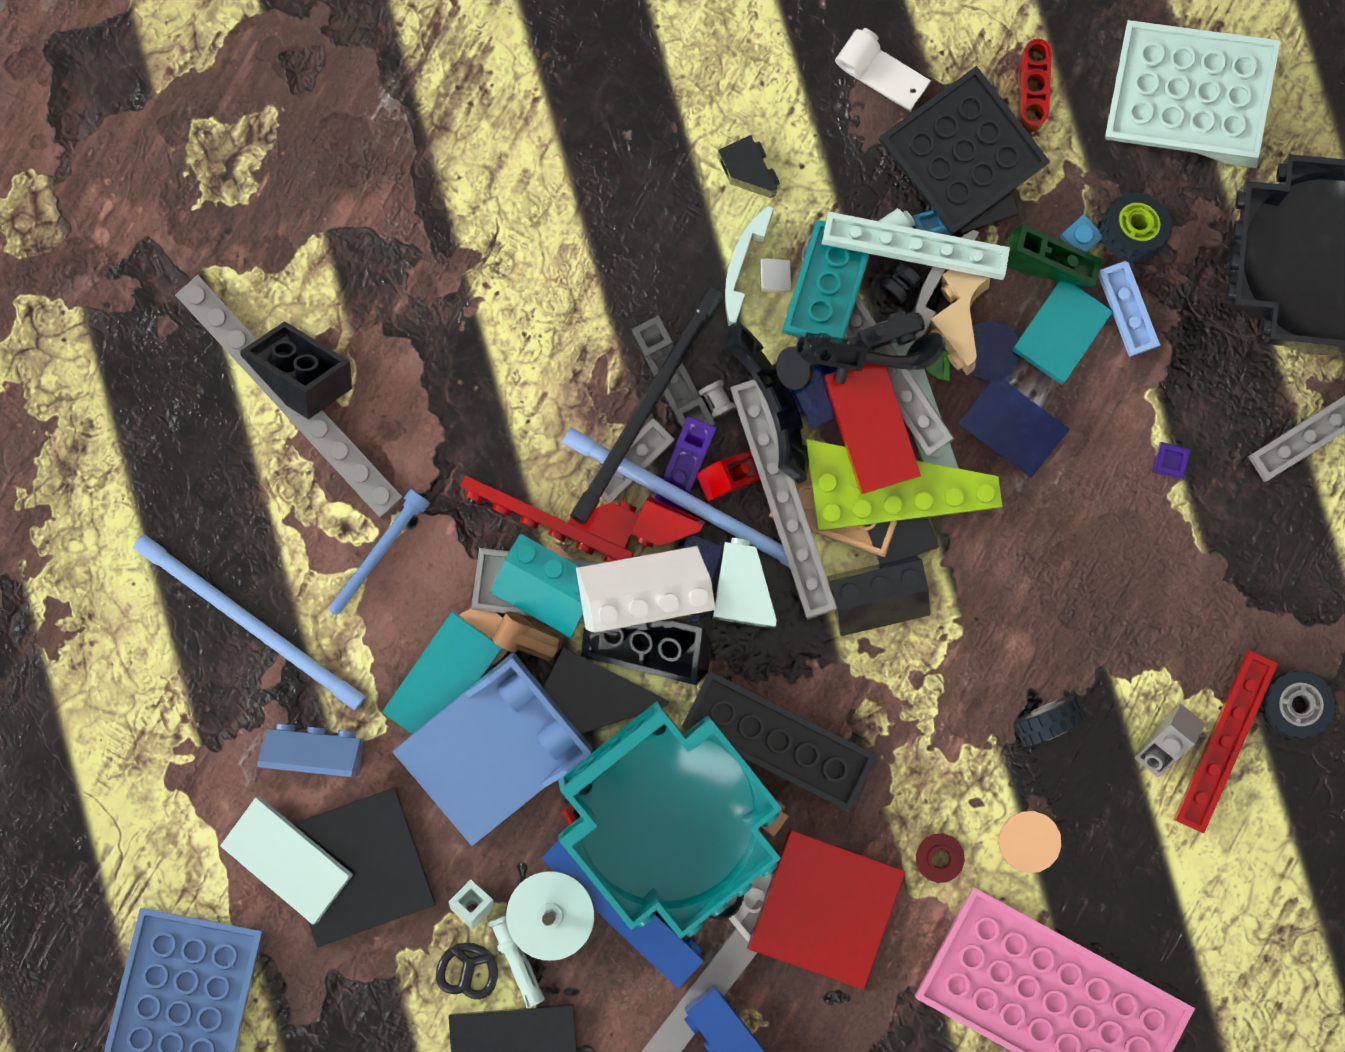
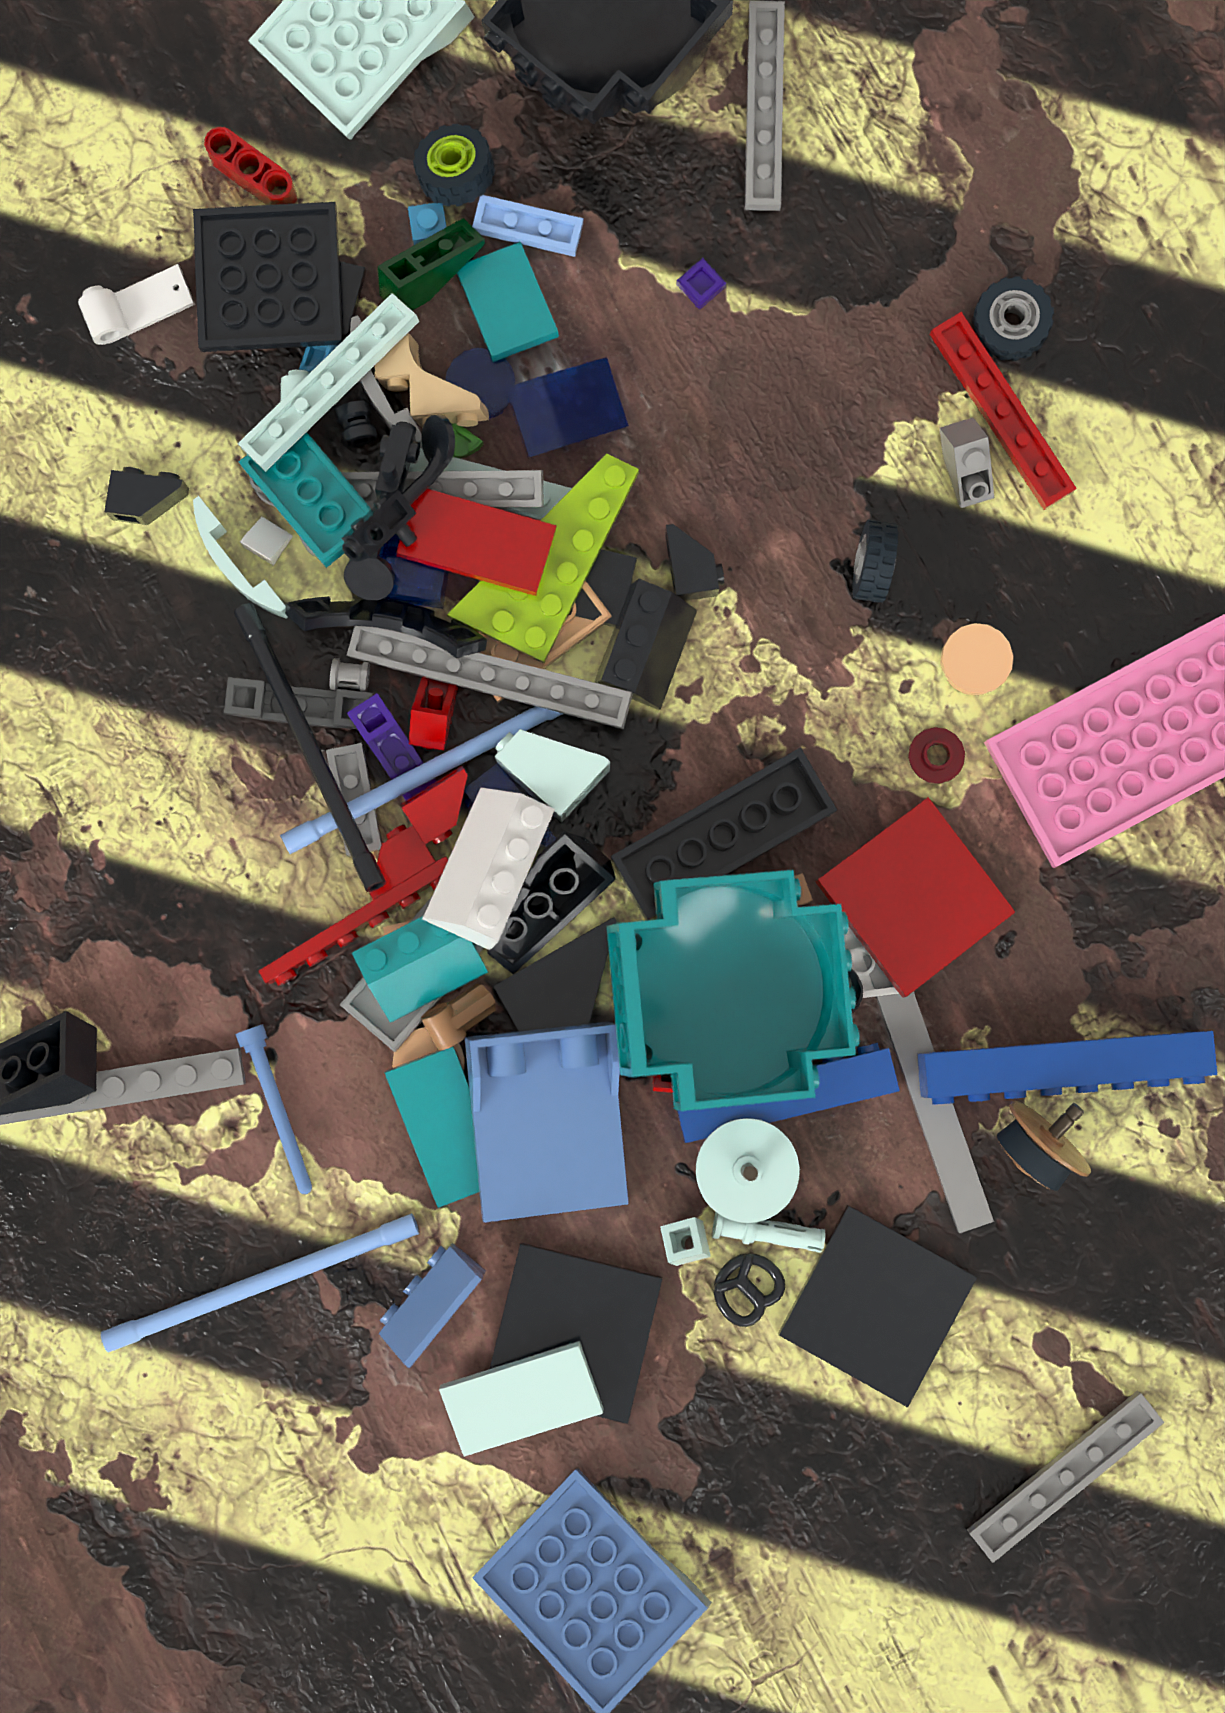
camera: 60 degrees left, 0 degrees up
(958, 591) = (691, 566): none -> black slope

